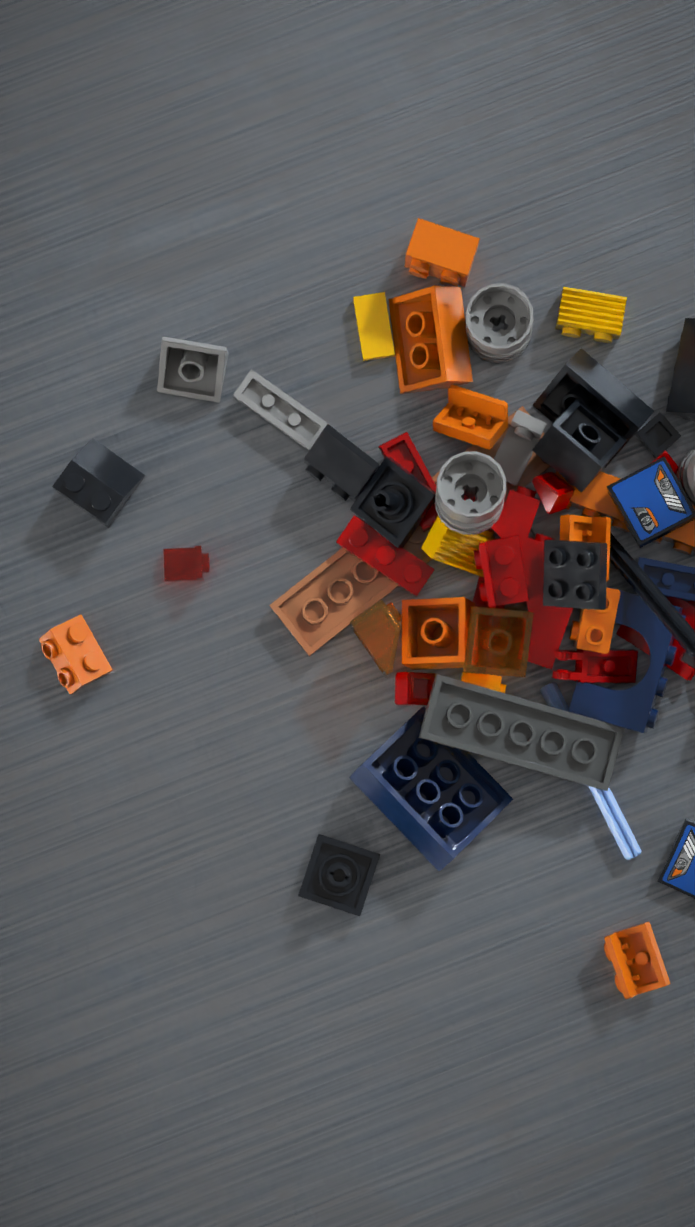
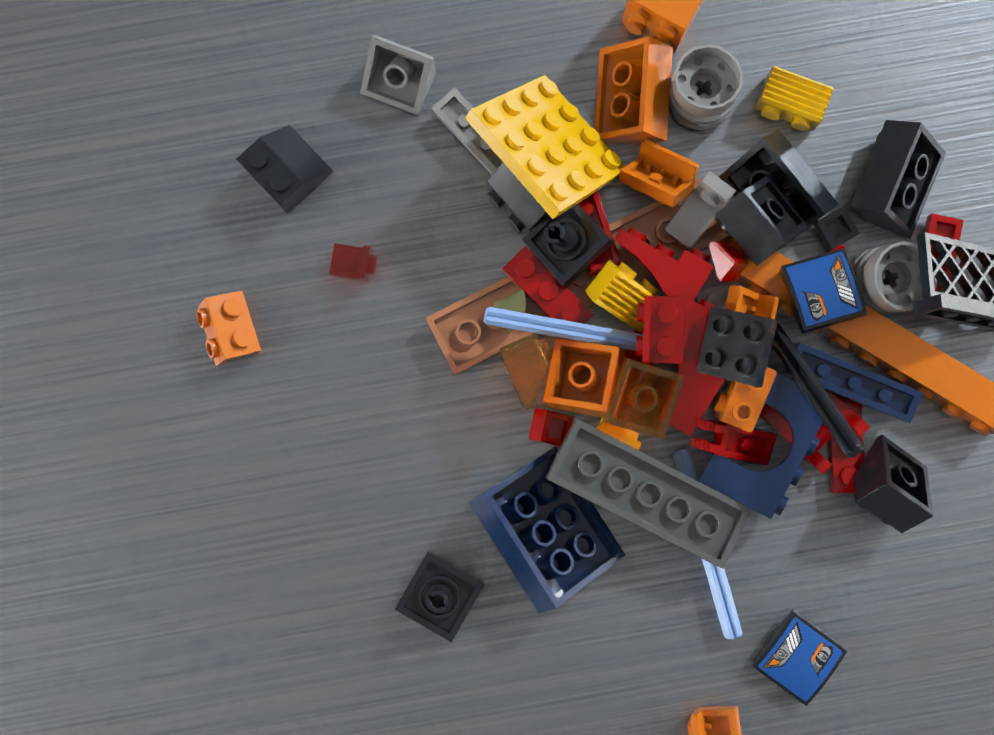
camera: 15 degrees right, 0 degrees up
(353, 580) = (513, 302): none -> olive tile
(356, 412) = (546, 144): none -> yellow plate
(373, 326) = (580, 71): yellow tile -> none
(404, 590) = (560, 328): none -> light blue axle
(473, 476) = (653, 226): light grey wheel -> none

